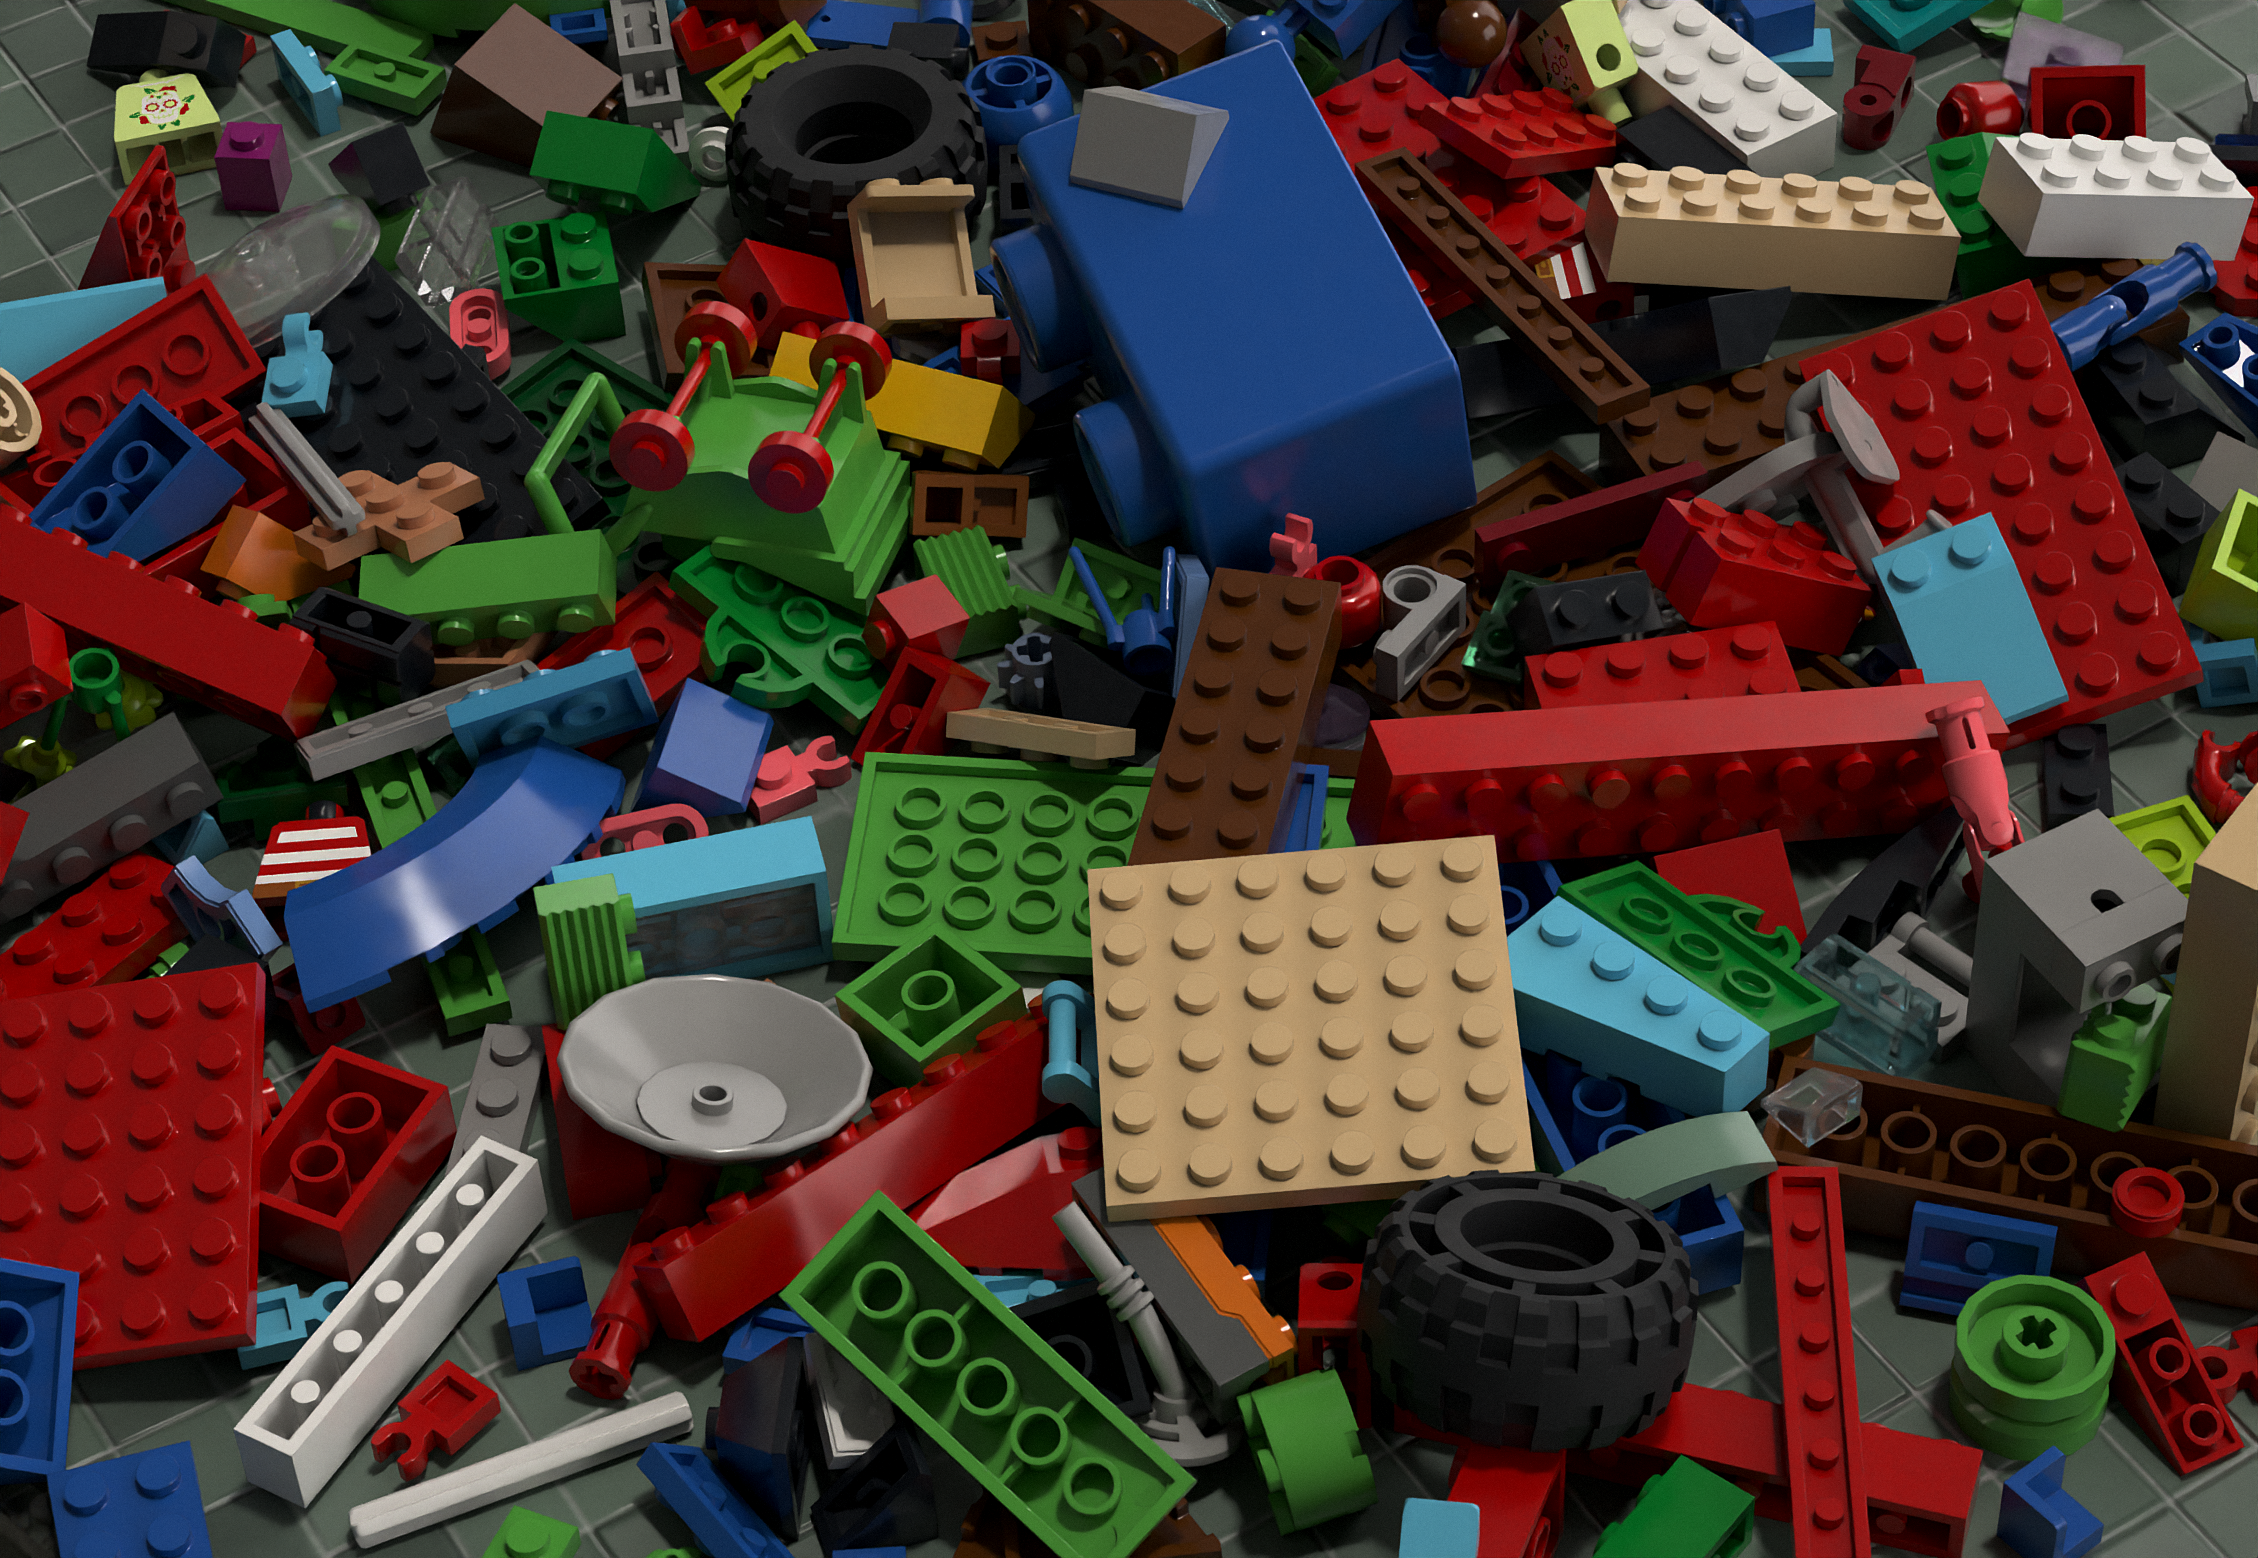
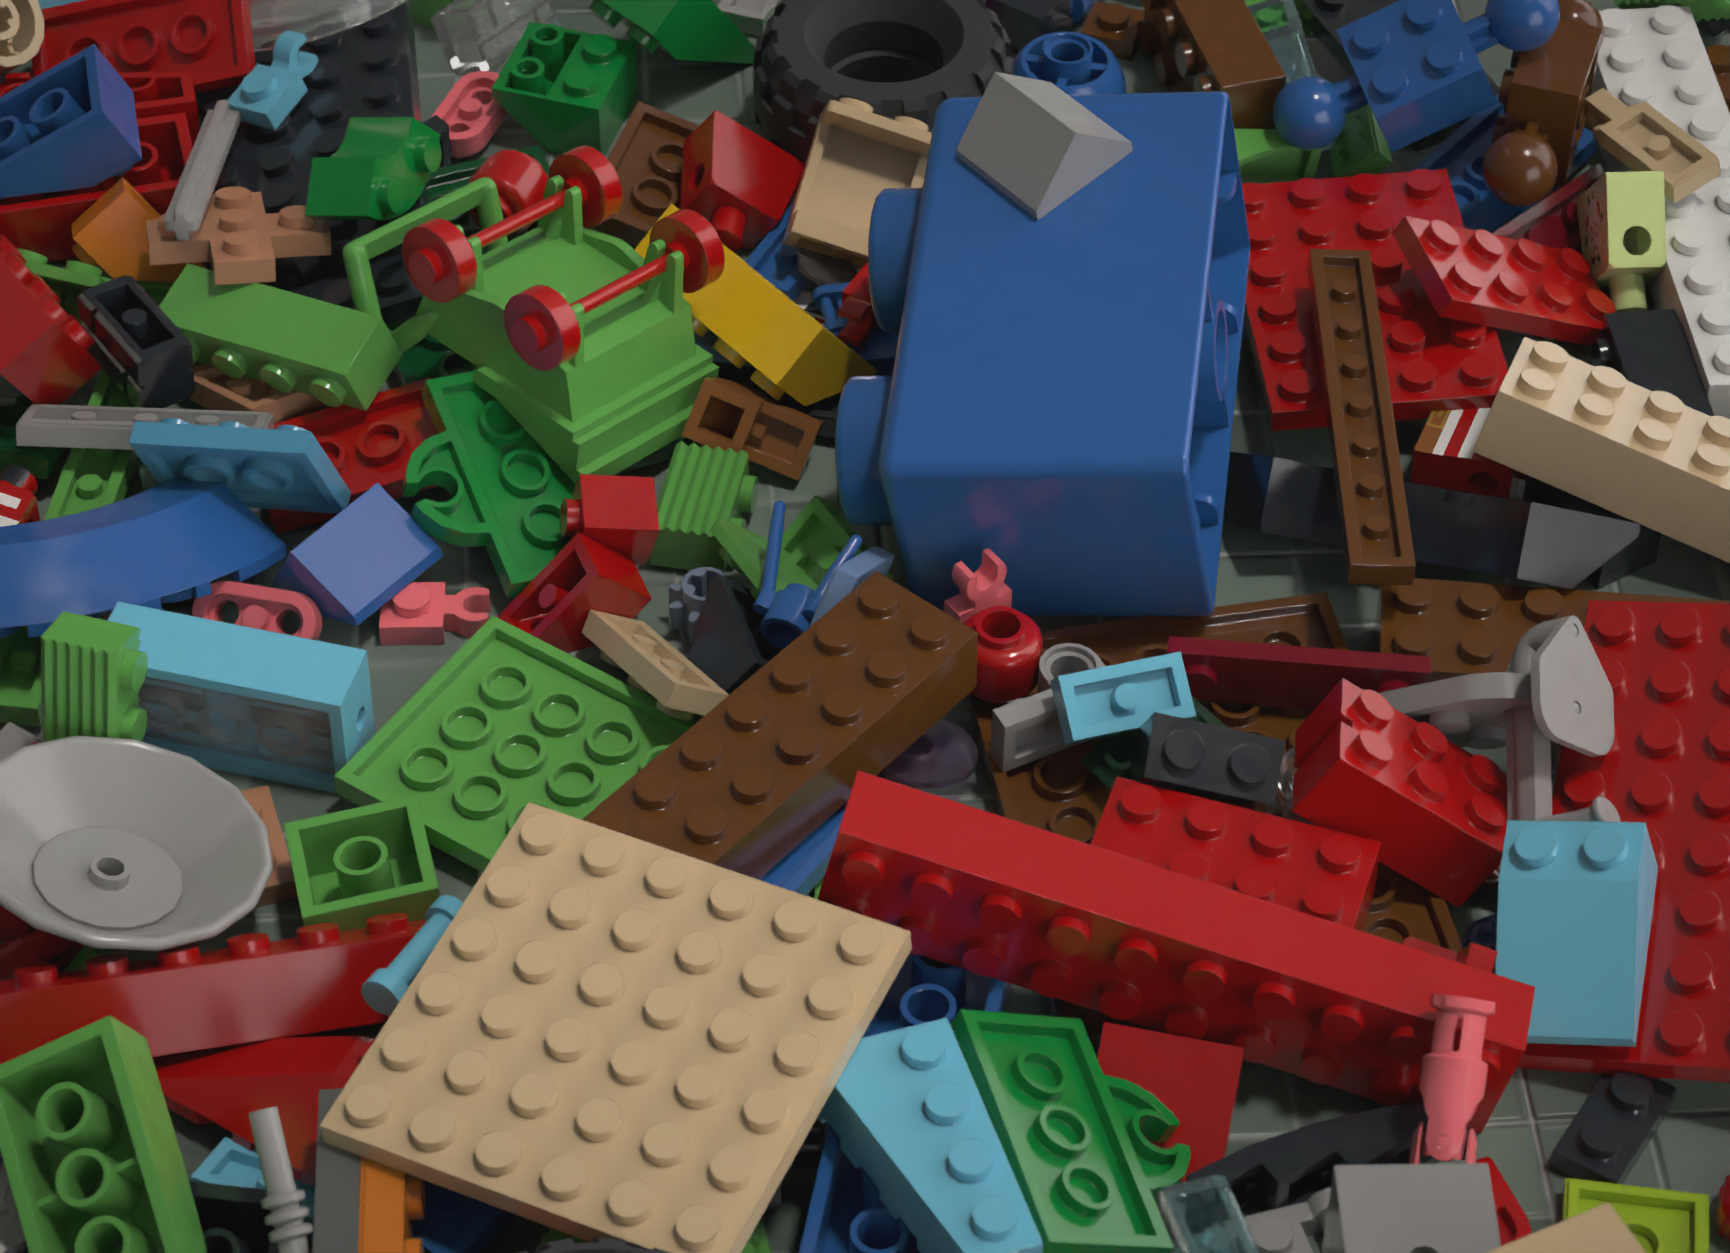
camera: 25 degrees right, 0 degrees up
(484, 404) = (374, 171): none -> green brick
(587, 359) = (518, 182): none -> red head
(1480, 592) = (1121, 697): none -> medium azure plate

